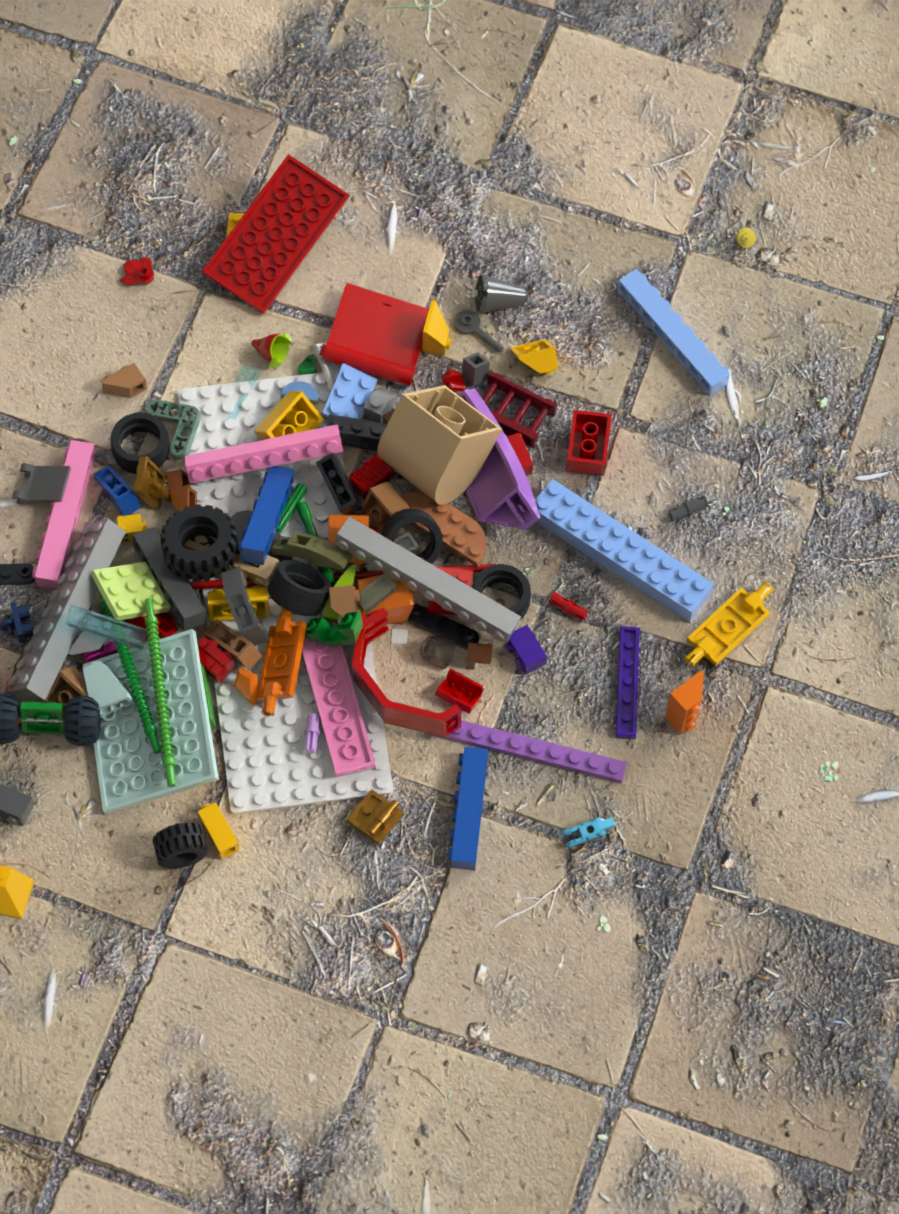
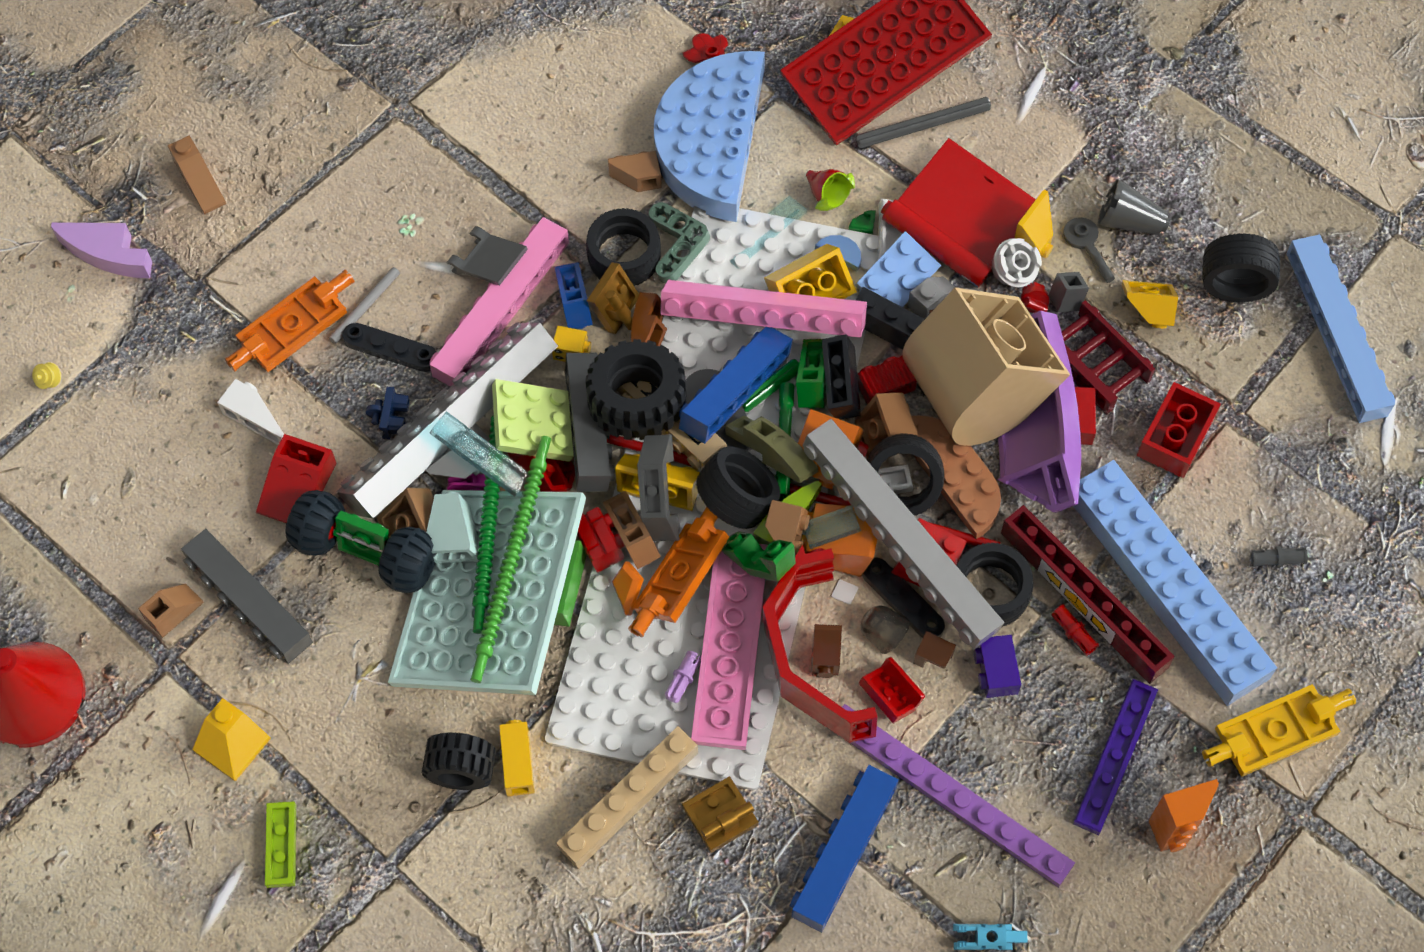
camera: 25 degrees right, 0 degrees up
(76, 948) = (280, 844): none -> lime plate
(166, 335) = (708, 130): none -> light blue brick
(307, 828) = (627, 797): none -> tan brick
(317, 489) = (811, 375): none -> green slope
(321, 276) = (923, 122): none -> dark grey axle
(404, 680) = (826, 650): none -> reddish brown slope
(430, 360) = (1016, 263): none -> white cone
(567, 579) = (1087, 594): none -> dark red brick
(590, 312) = (1241, 267): none -> black tyre

